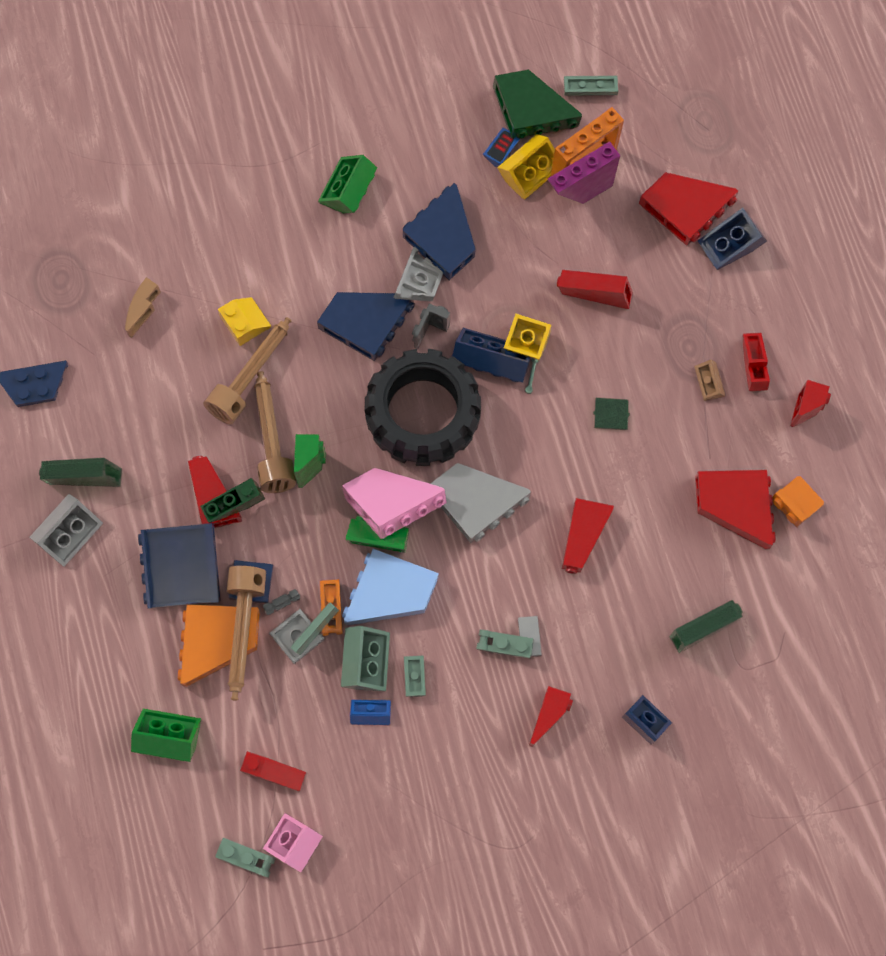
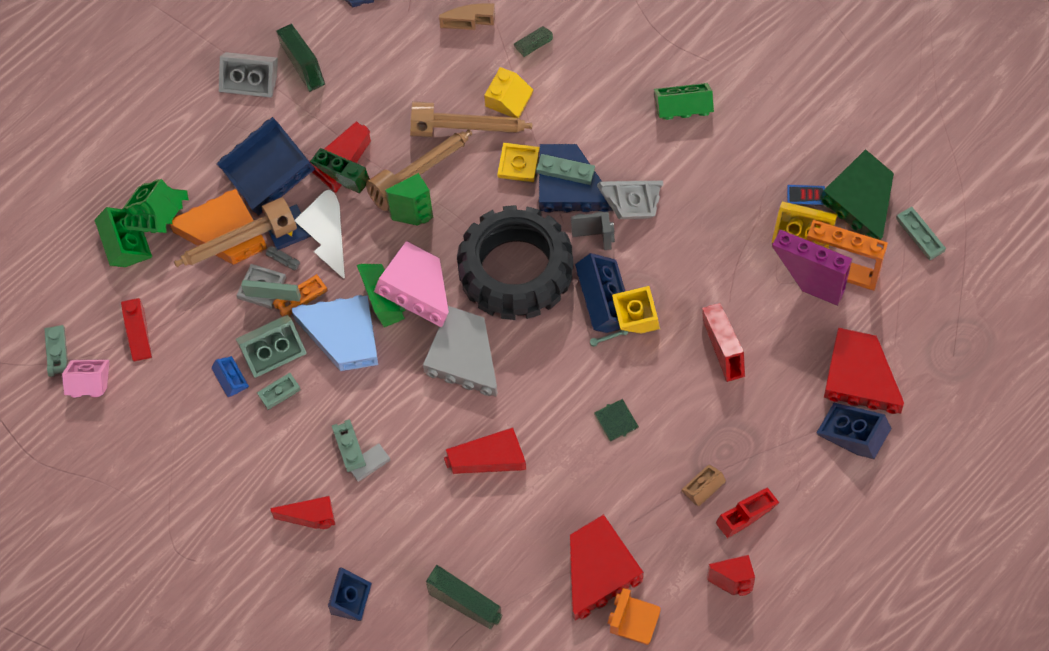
camera: 65 degrees right, 10 degrees down
(158, 690) = (153, 207): none -> green slope
(202, 268) = (534, 41): none -> clear green slope
(268, 549) = (324, 225): none -> white sticker
(318, 350) = (518, 162): none -> yellow plate
(358, 314) = (565, 169): none -> sand green plate
(443, 233) = (691, 195): dark blue slope -> none

